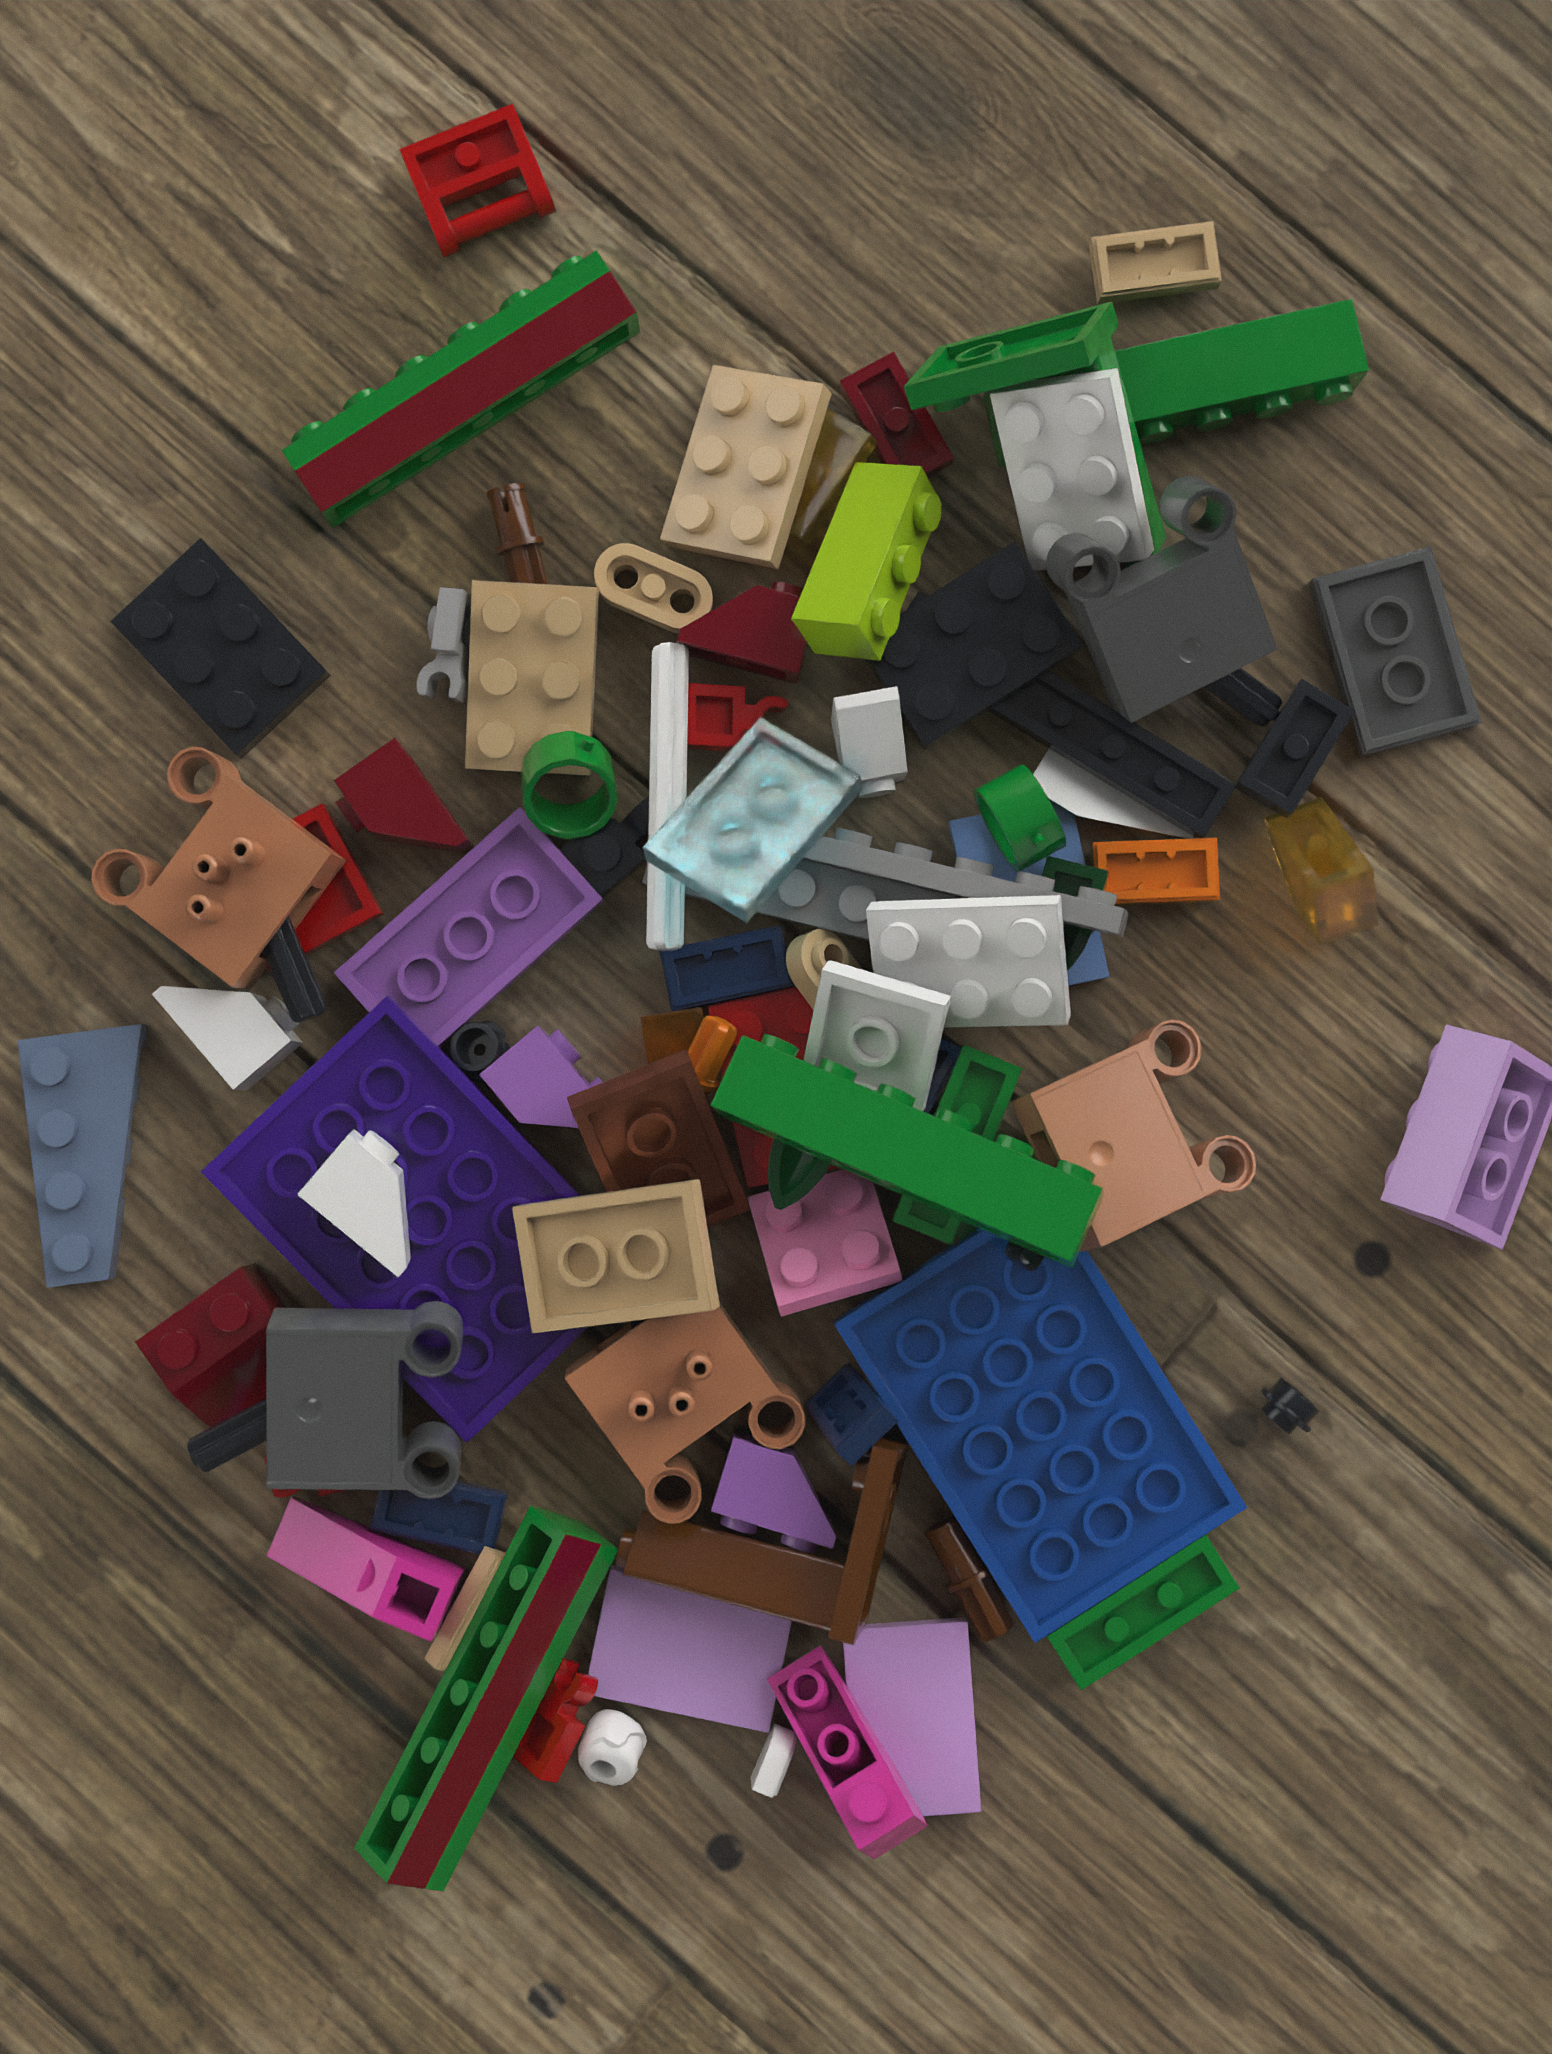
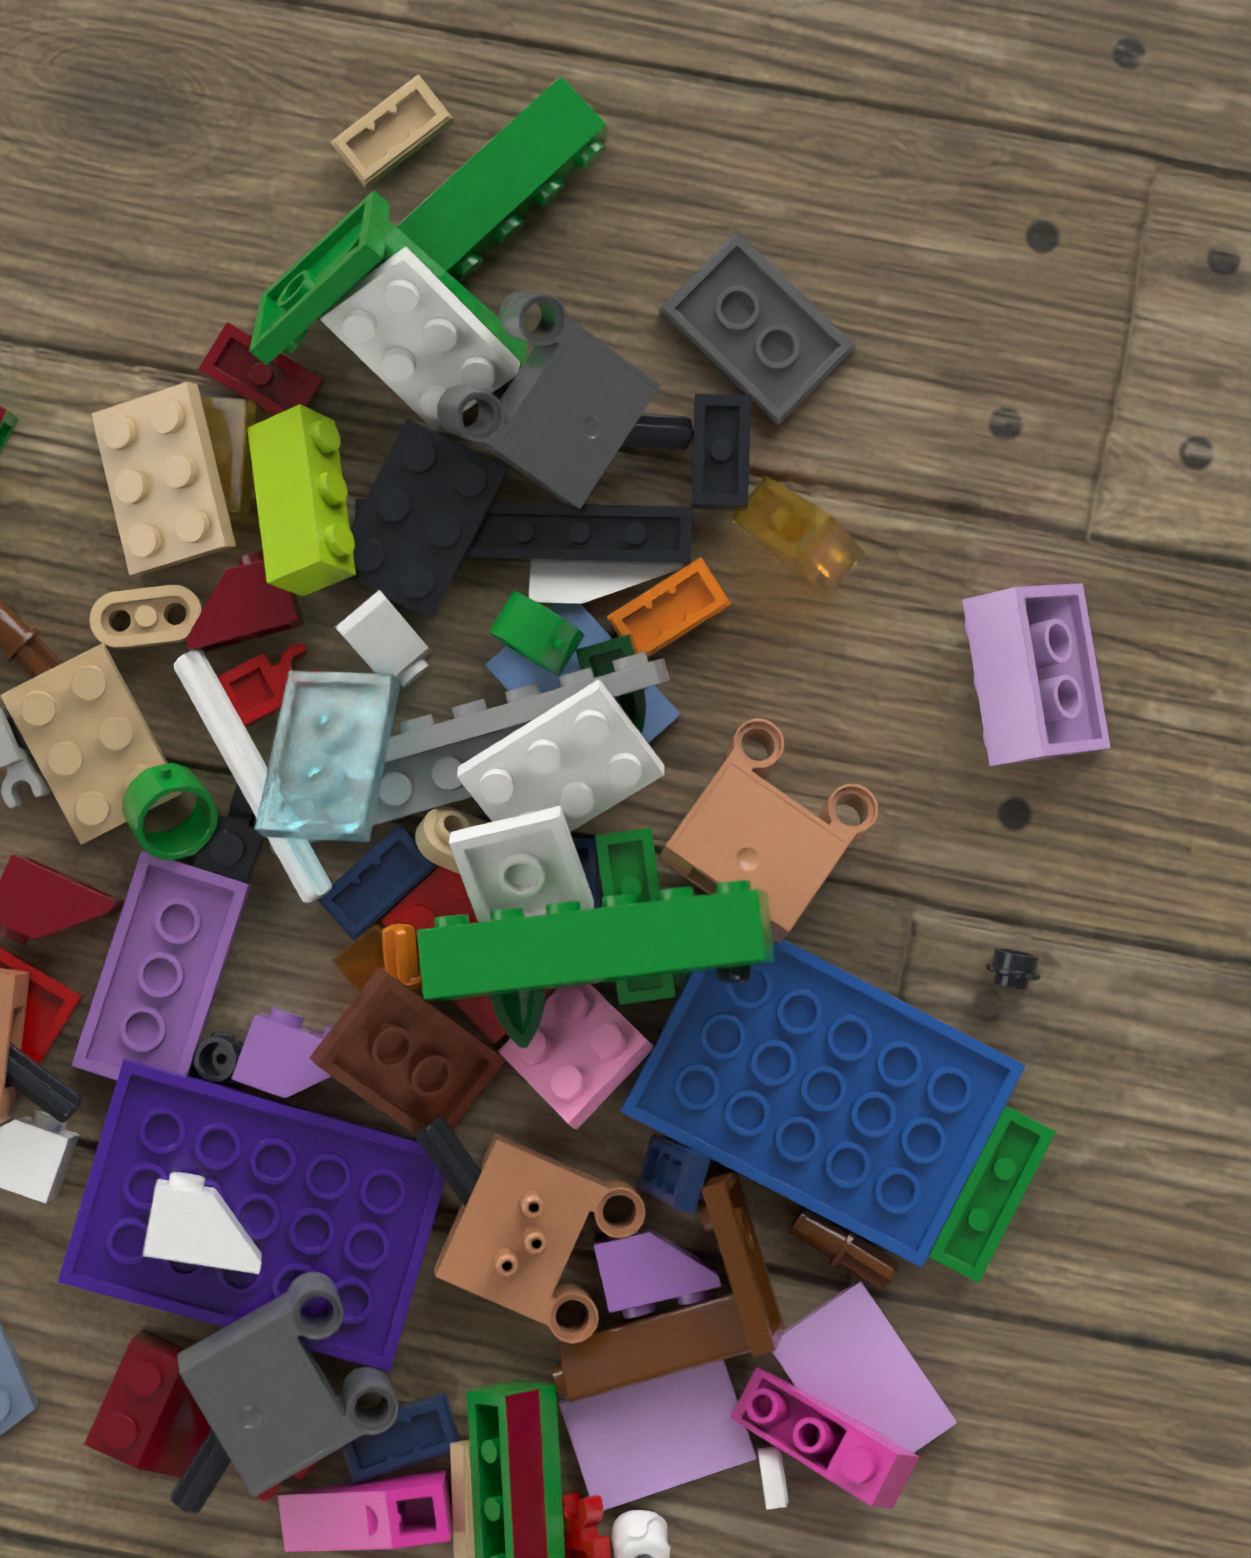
camera: 25 degrees left, 0 degrees up
(616, 1256) = (419, 1158): tan plate -> none

